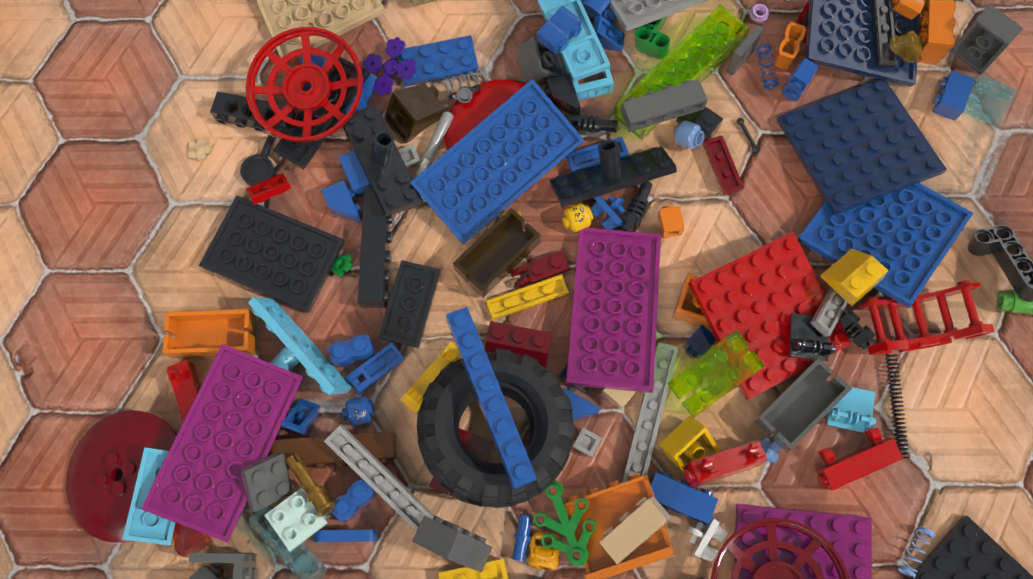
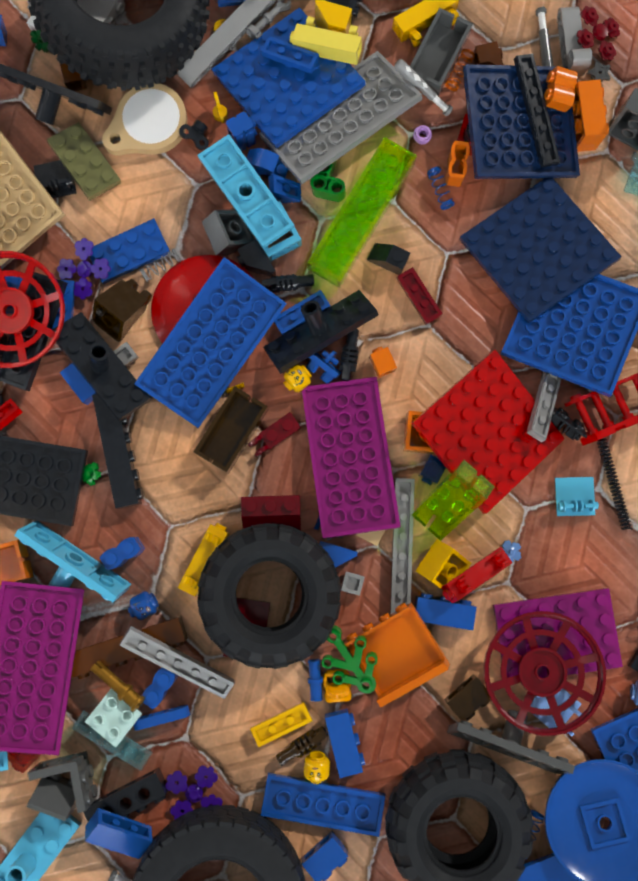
camera: 20 degrees left, 10 degrees up
(266, 481) = (78, 692): dark grey plate -> none
(302, 417) = (93, 624): blue slope -> none
(341, 203) = (72, 413): blue slope -> none
(375, 368) = (148, 562): blue plate -> none
(410, 304) = (163, 496): black plate -> none
(437, 137) = (148, 327): light grey piece -> none
(452, 542) = (256, 705): dark grey brick -> none
(464, 93) = (163, 281): piece -> none
(490, 398) = (259, 579): blue brick -> none
(526, 297) = (268, 463): yellow tile -> none
(559, 30) = (238, 202): blue brick -> none
(634, 529) = (411, 653): tan brick -> none
(663, 105) = (352, 254): dark grey brick -> none
(689, 134) = (382, 274): medium blue head -> none
(712, 530) = (471, 651): white hips -> none
(744, 50) = (416, 177): dark grey plate -> none
(756, 149) = (446, 272): black hinge -> none
(799, 79) = (473, 197): blue brick -> none
(802, 405) = (533, 506): dark grey piece -> none
(807, 340) = (527, 449): black hinge -> none
(854, 275) = (556, 379): yellow slope -> none
(859, 463) = (590, 545): red brick -> none
(907, 46) = (566, 142): clear yellow piece -> none
(953, 95) = (615, 179): blue brick -> none

